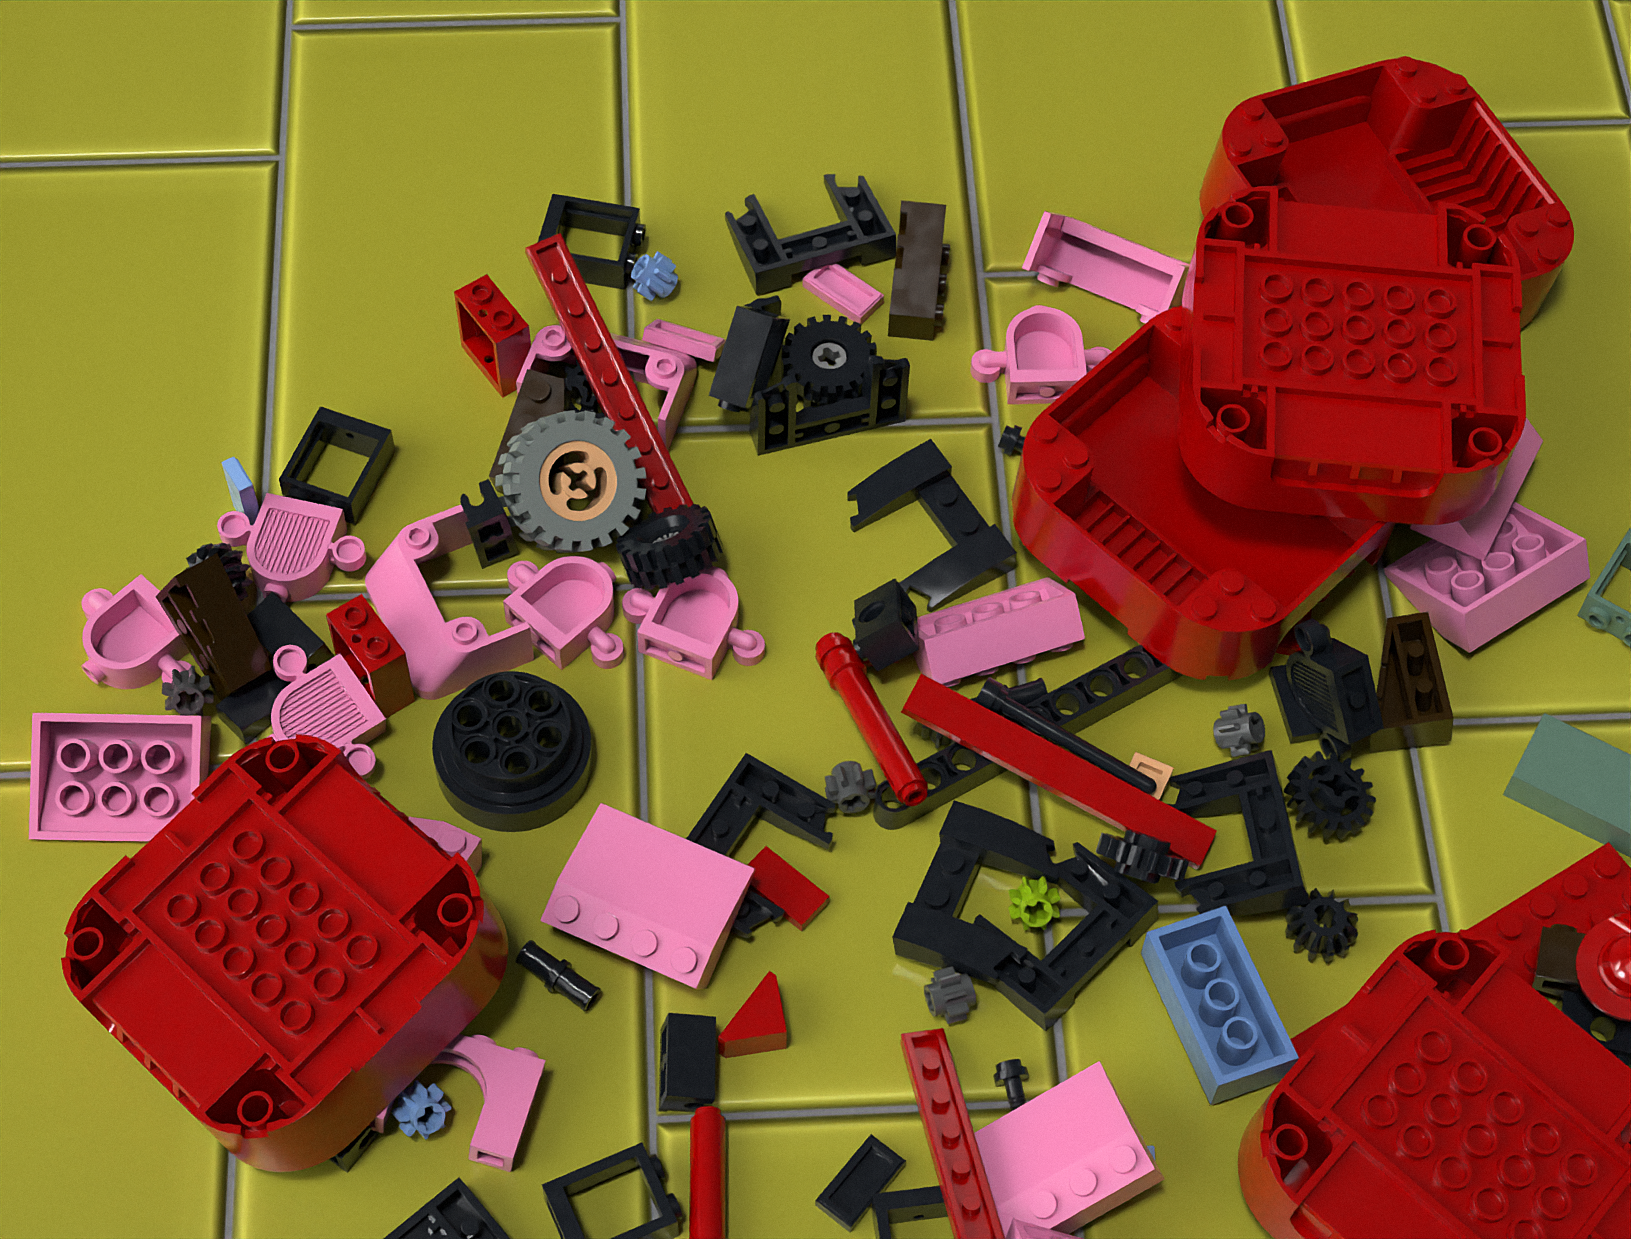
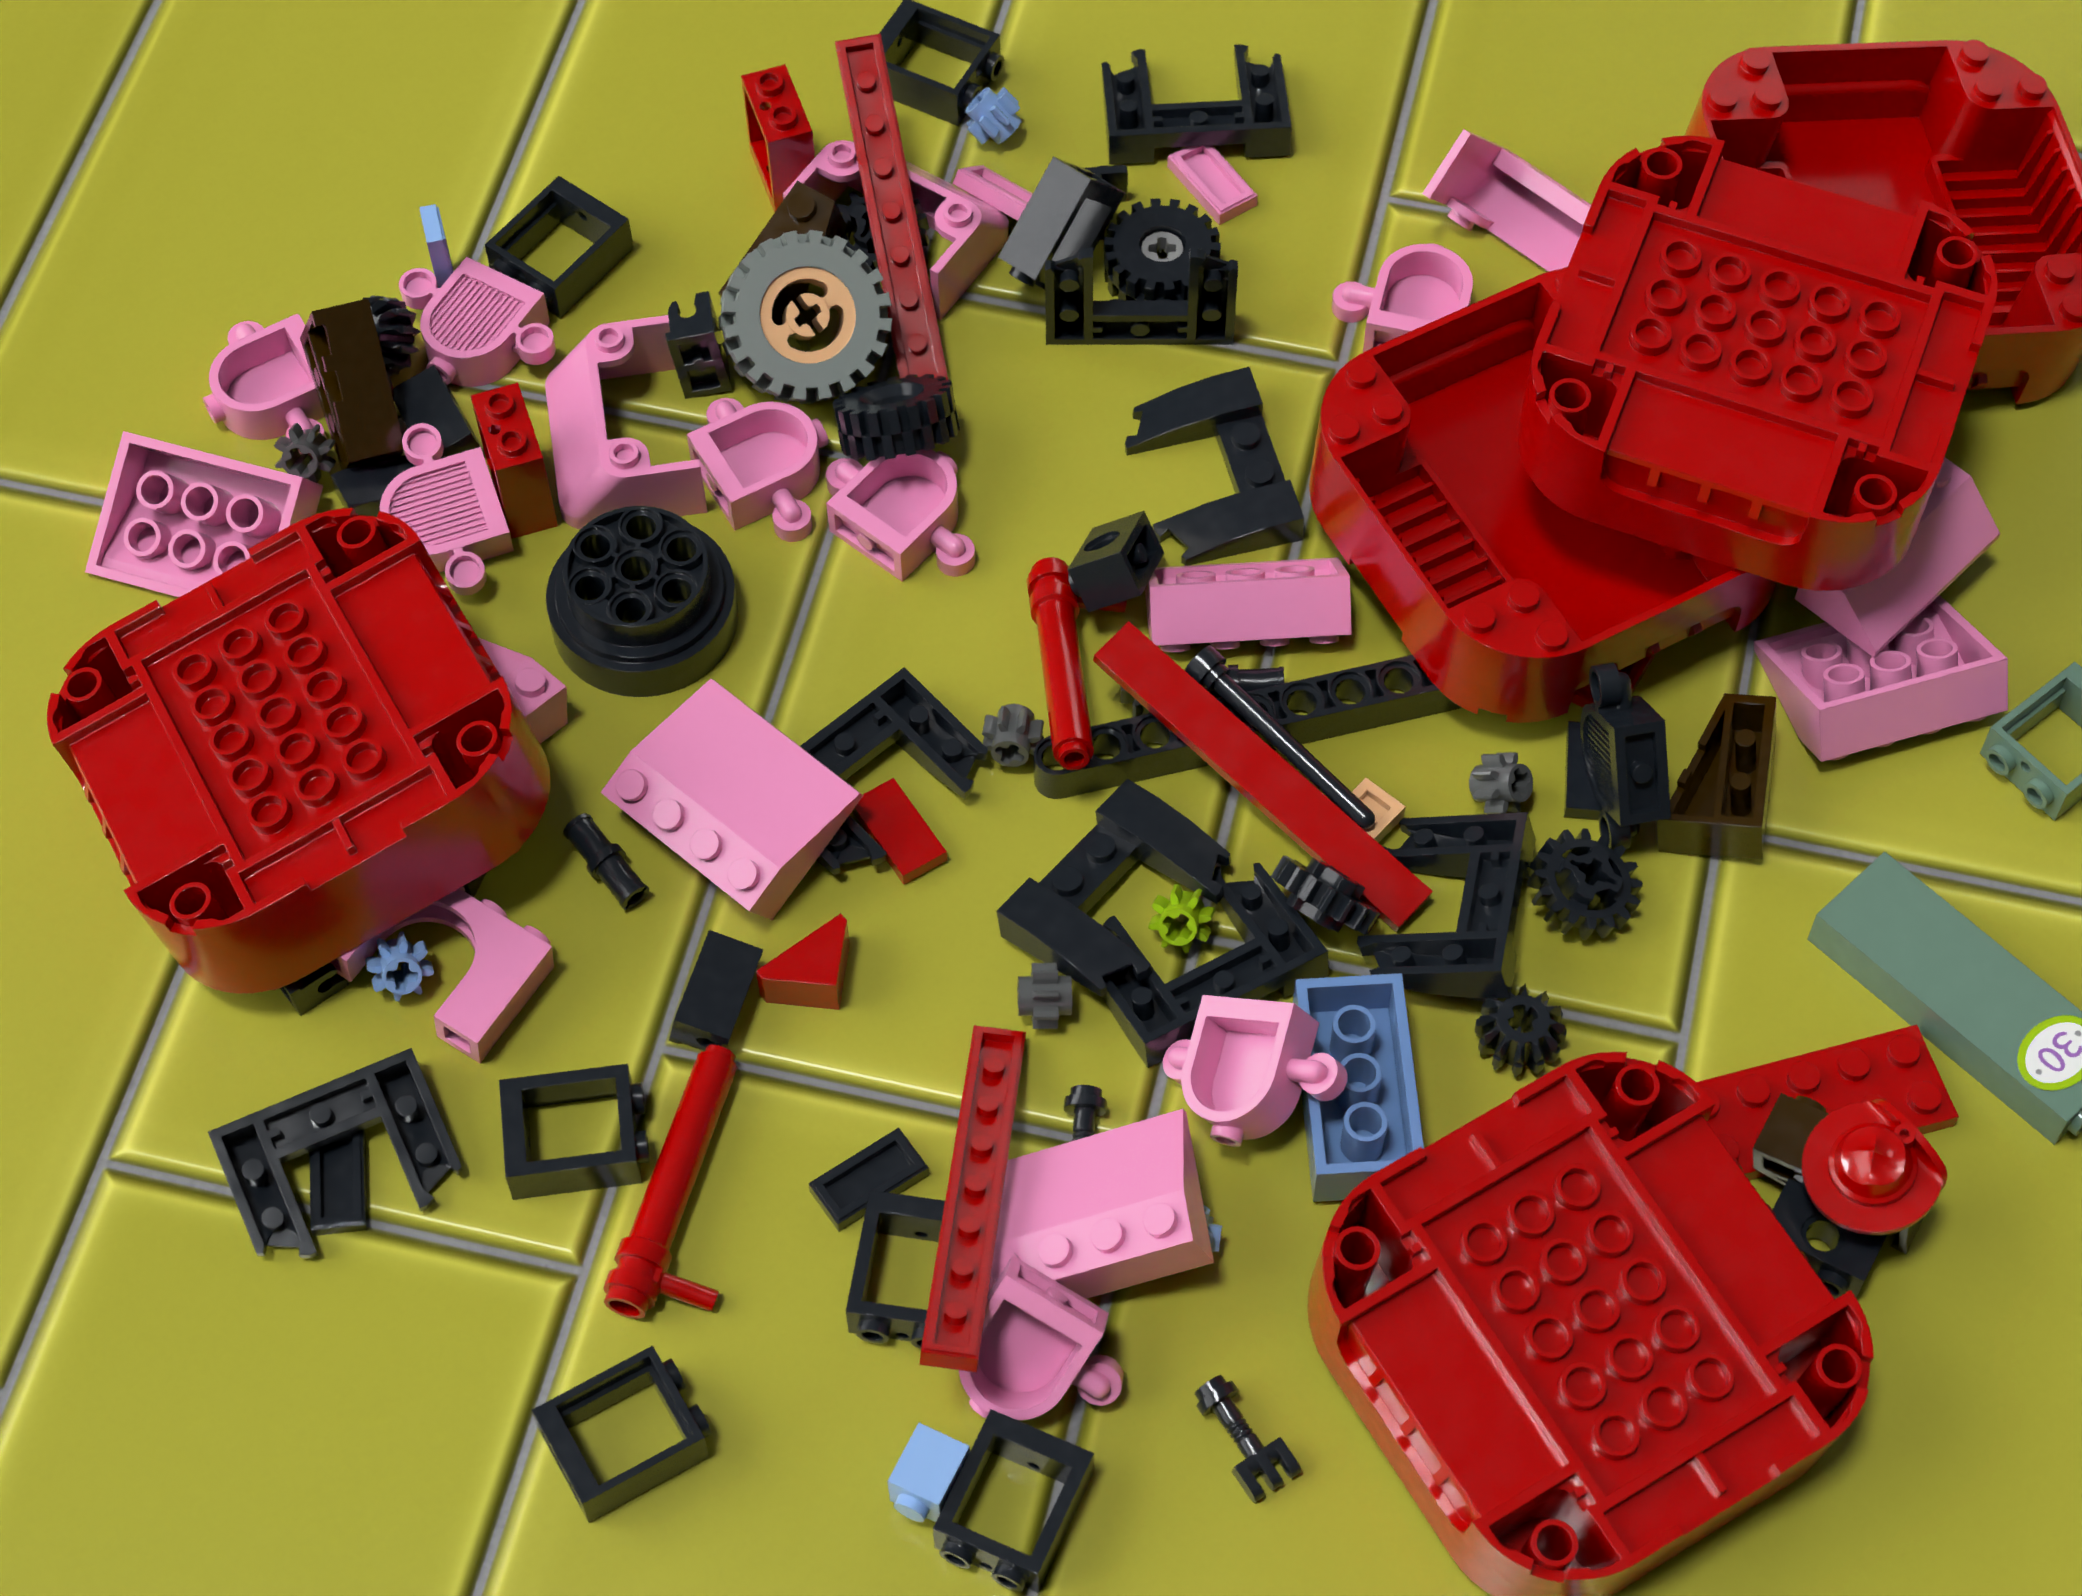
camera: 20 degrees right, 0 degrees up
(917, 271) = (1305, 175): dark brown wedge -> none
(1135, 1012) = (1250, 1066): none -> bright pink piece

